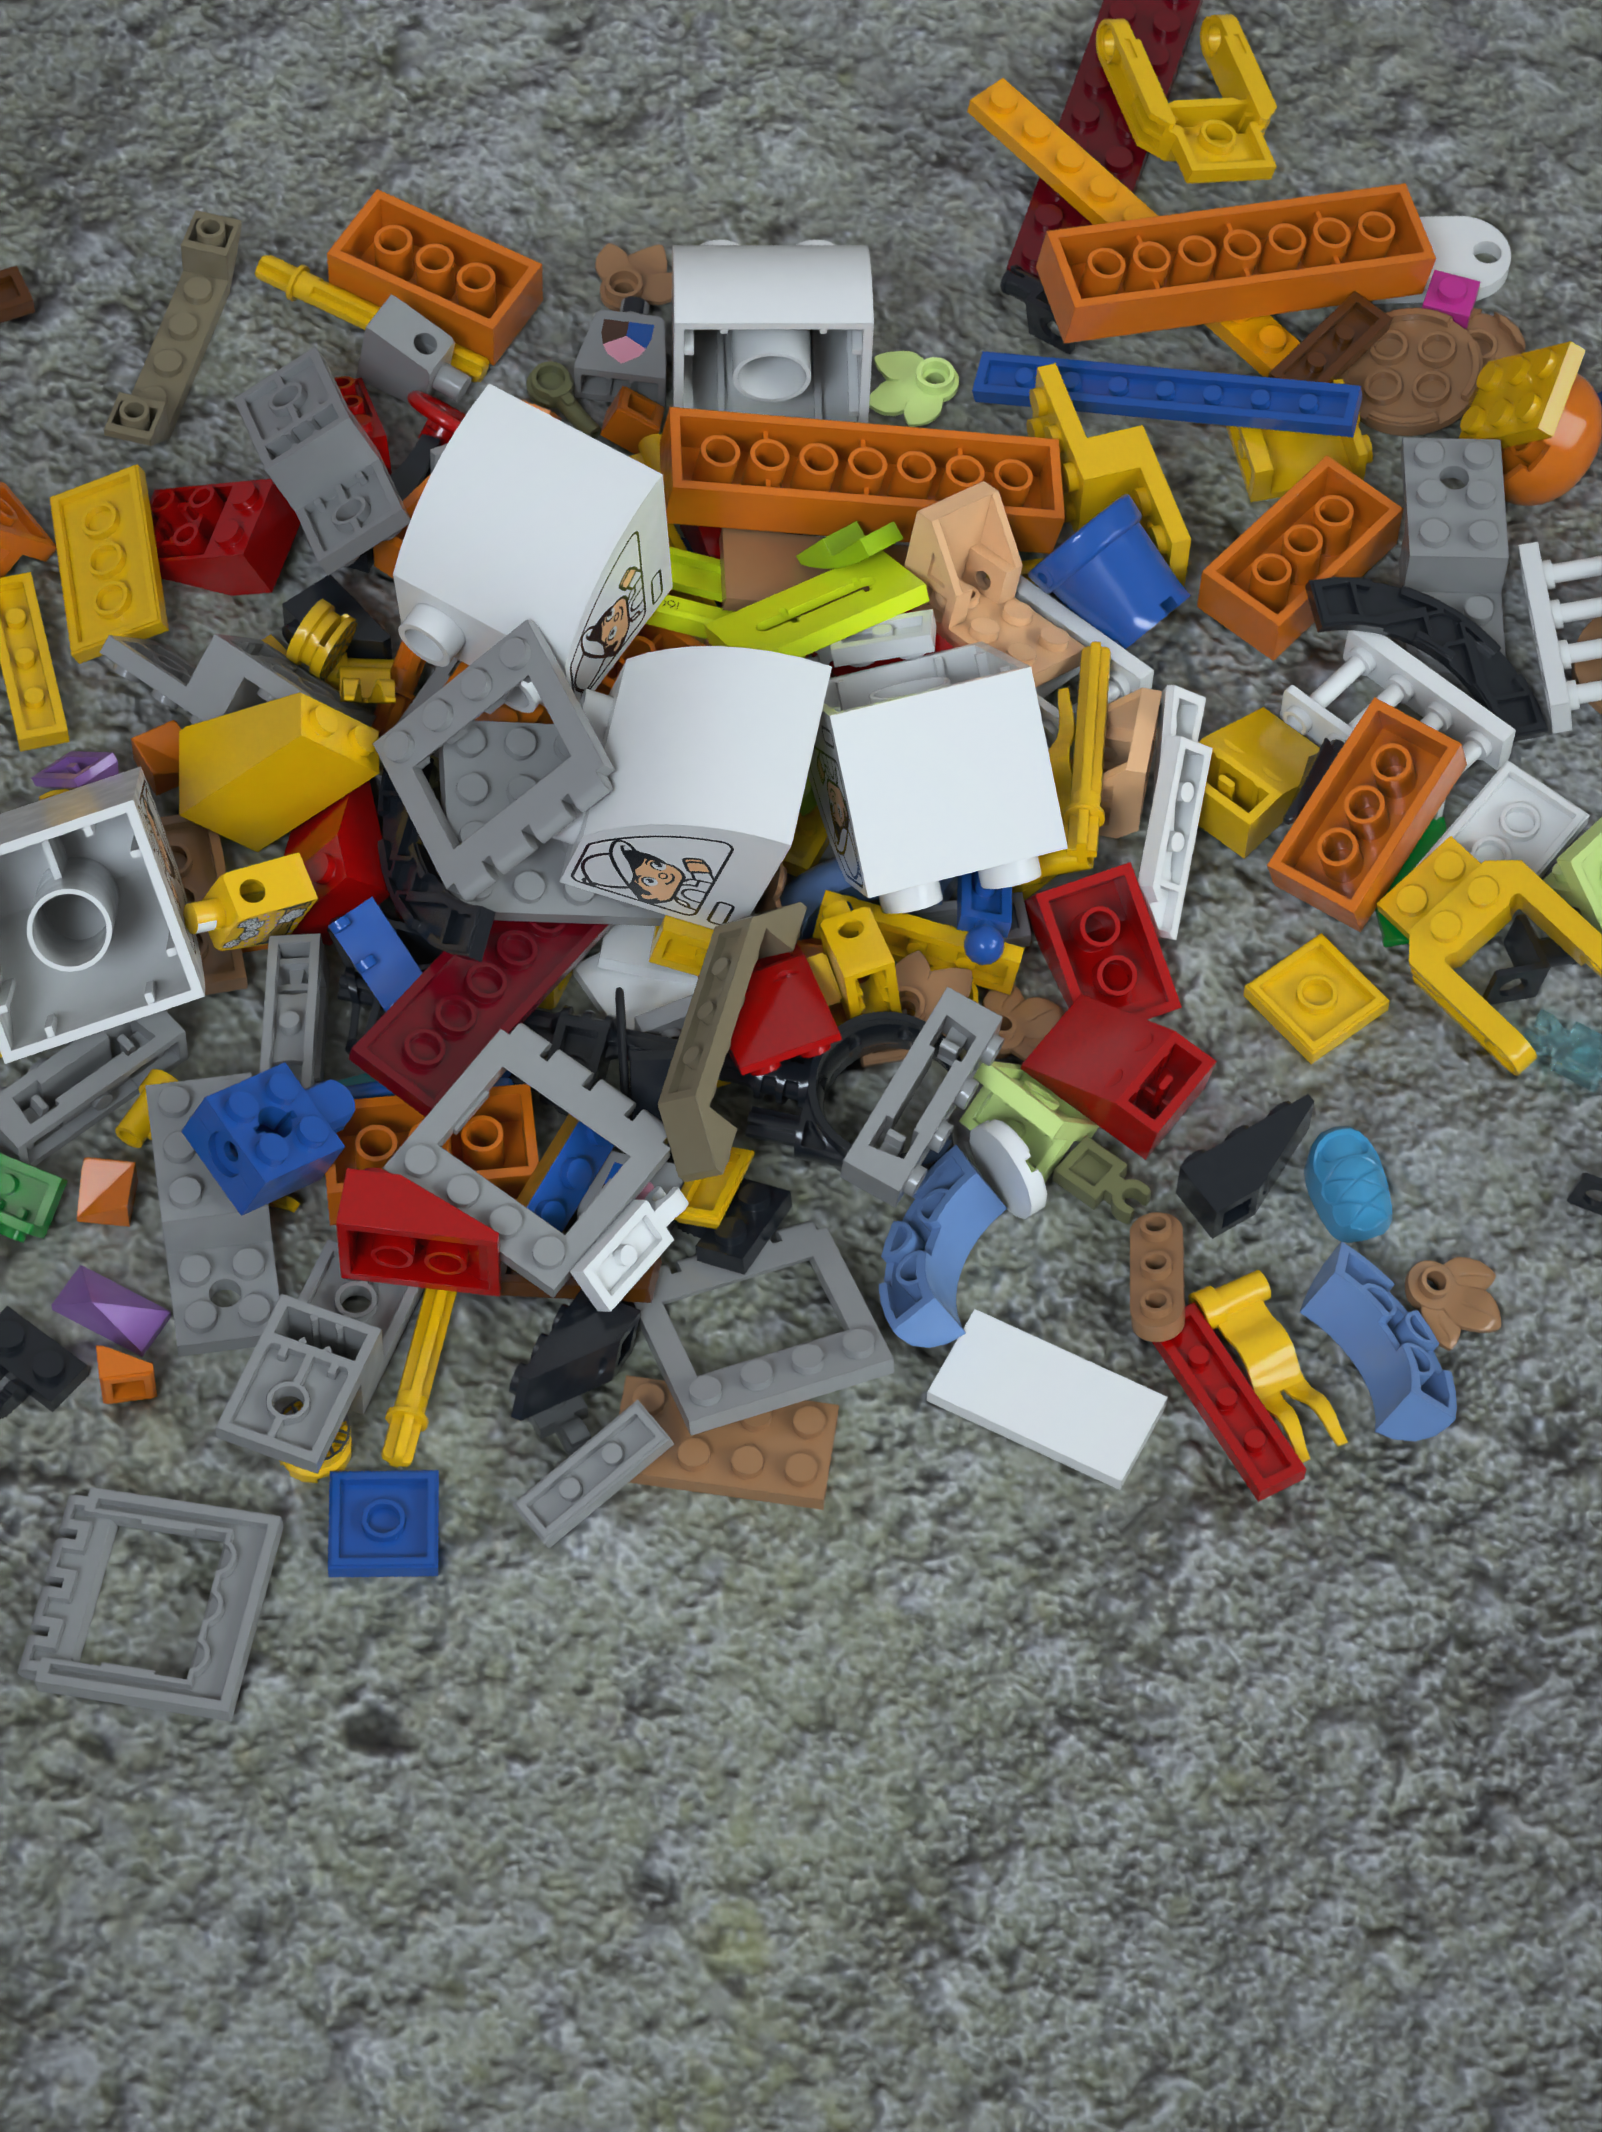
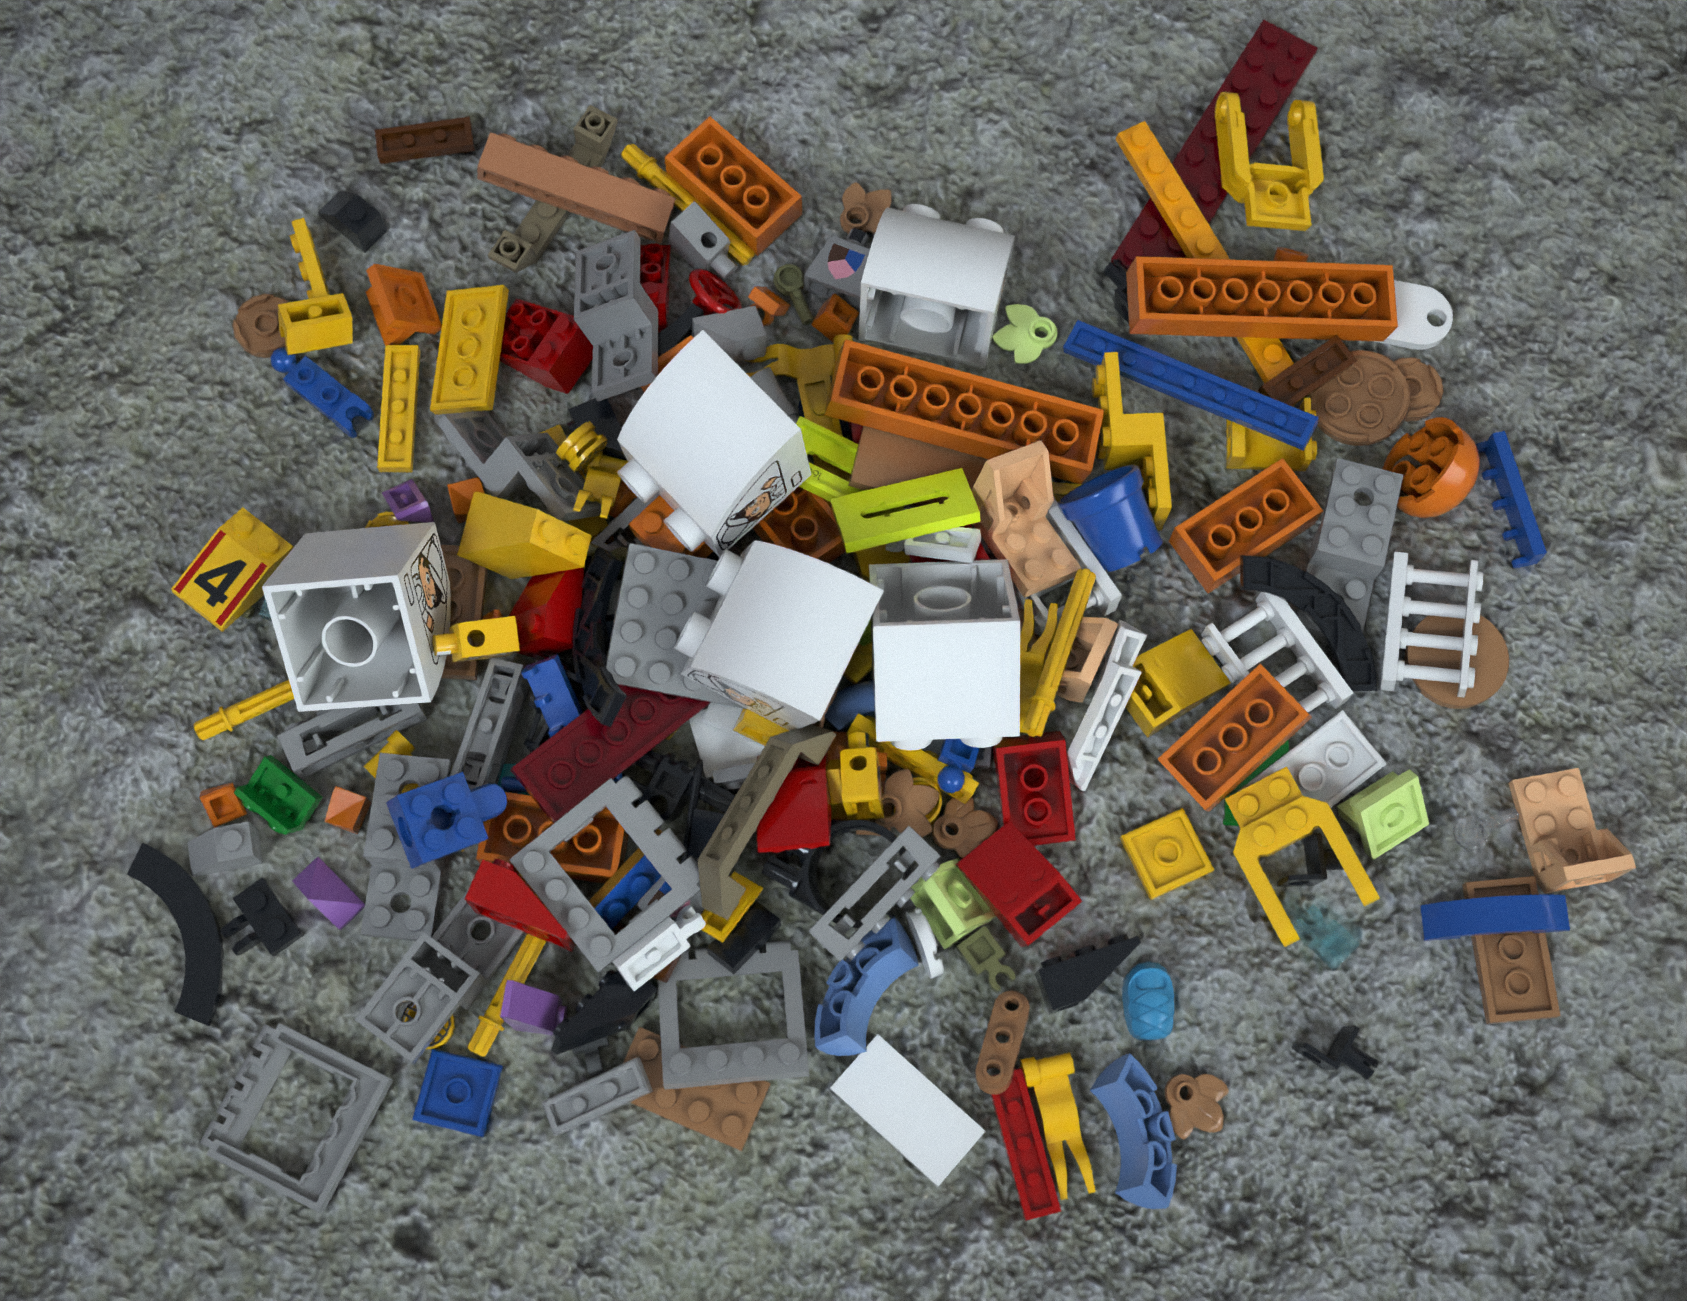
camera: 15 degrees right, 15 degrees up
(124, 1376) = (322, 947): orange slope -> none
(203, 319) = (575, 187): none -> nougat brick
(468, 1372) = (531, 1009): none -> medium lavender slope
(540, 810) = (670, 638): light grey hinge -> none
(848, 546) = (940, 463): lime slope -> none
(1314, 772) = (1212, 693): black piece -> none
(1452, 296) = (1402, 349): dark pink plate -> none
(1522, 395) = (1426, 446): yellow plate -> none

